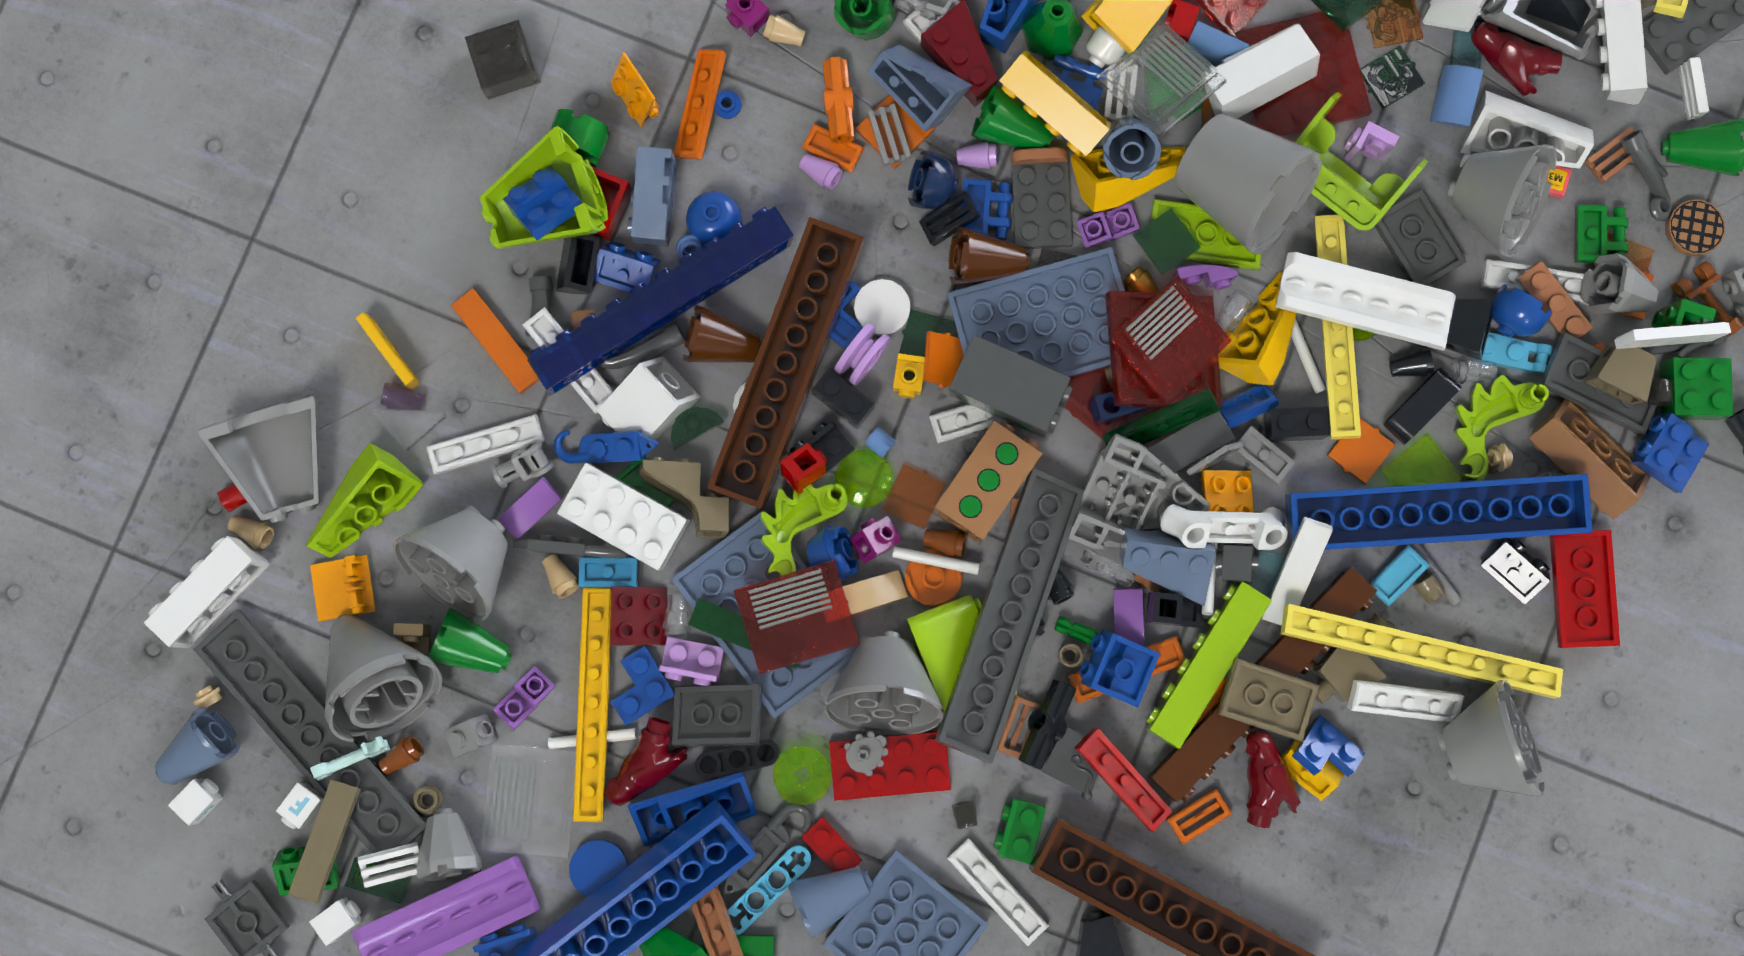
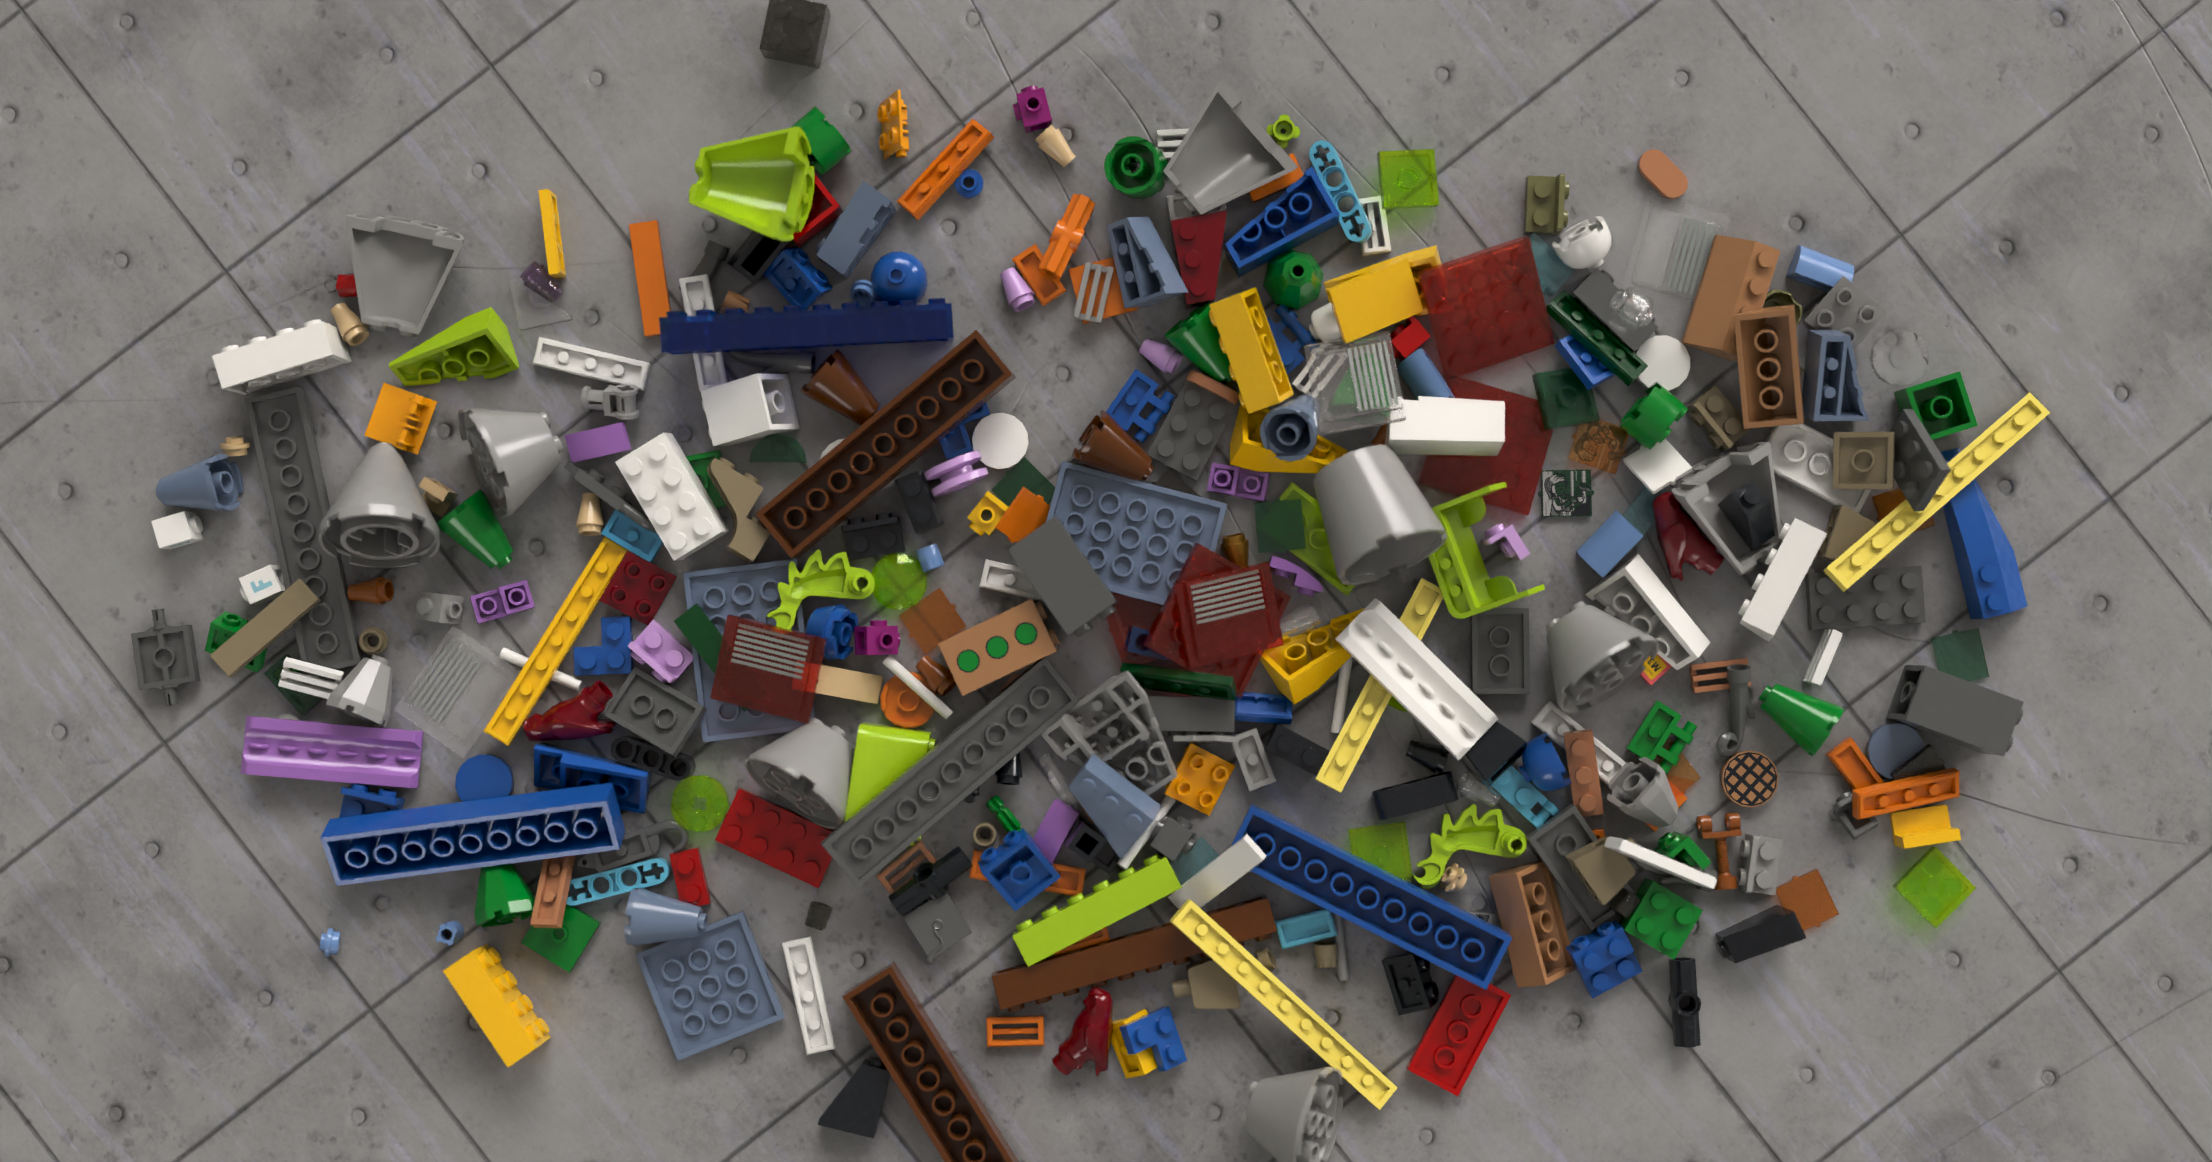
camera: 25 degrees right, 5 degrees up
(336, 920) = (240, 699): white brick -> none
(367, 750) = (341, 570): light aqua bar -> none
(542, 202) = (750, 186): blue plate -> none
(606, 447) = (691, 427): blue plate -> none
(676, 617) = (669, 607): clear cone -> none
(801, 459) = (844, 535): red brick -> none
(866, 753) = (763, 816): light grey piece -> none
(932, 181) = (1106, 356): dark blue cylinder -> none
(969, 208) = (1124, 398): black tile -> none
(1020, 830) = (857, 956): green bracket -> none
(1123, 779) = (967, 964): red plate -> none
(1197, 528) = (1150, 790): white plate -> none
(1268, 699) = (1127, 968): dark tan tile -> none
(1363, 454) = (1342, 808): orange piece -> none
(1404, 701) = (1245, 1037): white tile -> none

